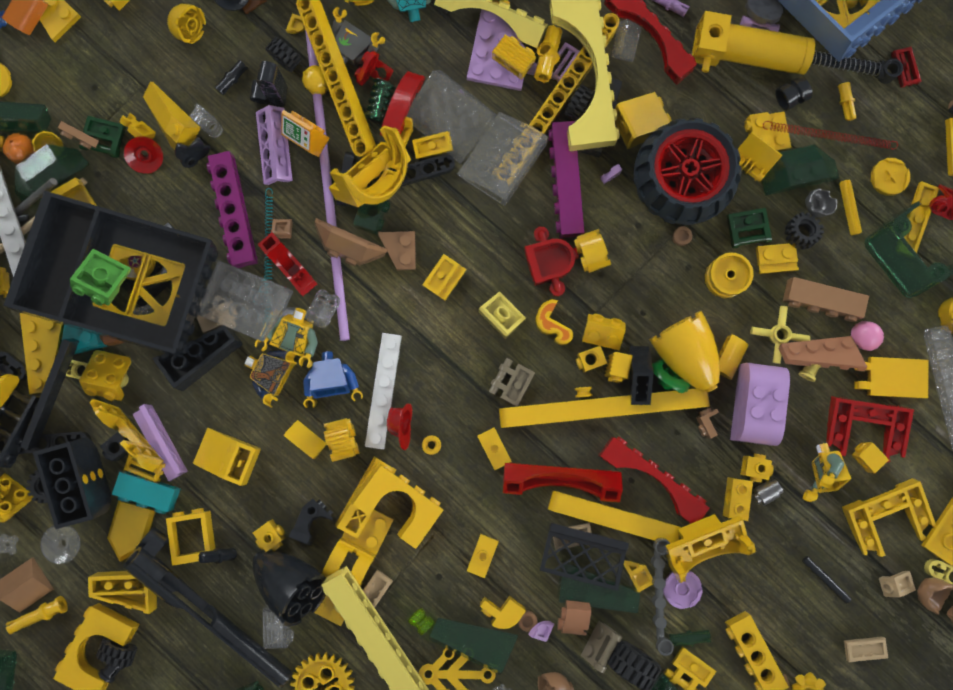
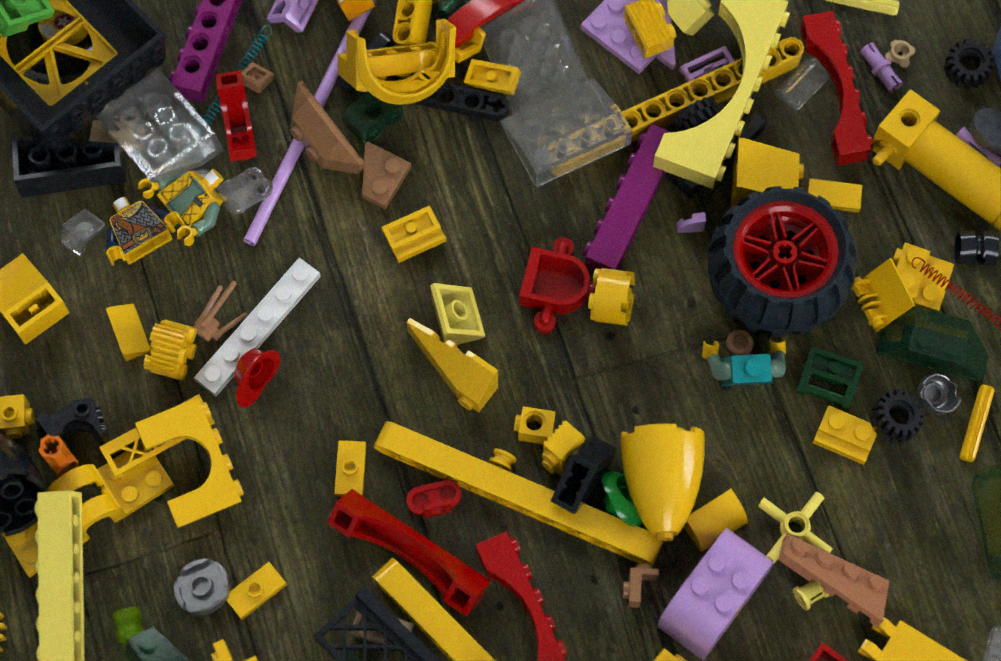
camera: 25 degrees right, 15 degrees down
(235, 392) = (81, 230): none -> clear bracket
(317, 550) = (57, 455): none -> orange piece
(329, 379) = (200, 273): torso -> none
(352, 408) = (207, 324): none -> medium nougat plant
(377, 587) = (102, 553): tan plate -> none
(436, 440) = (276, 413): yellow plate -> none
(450, 572) = (202, 587): none -> flat silver tile
(517, 384) = (424, 407): dark tan plate -> none
(533, 353) = (465, 374): none -> yellow wedge
(548, 53) = (694, 46): yellow piece -> none
(551, 327) = (506, 359): yellow animal -> none
(556, 439) = (434, 498): none -> red bracket
(604, 331) = (571, 401): yellow bracket -> none
(687, 106) = (839, 195): none -> yellow tile
(699, 252) = (746, 369): none -> torso
(739, 273) = (768, 417): yellow wheel -> none
(825, 298) = (879, 515): medium nougat brick -> none
(867, 335) = (911, 592): bright pink hair -> none

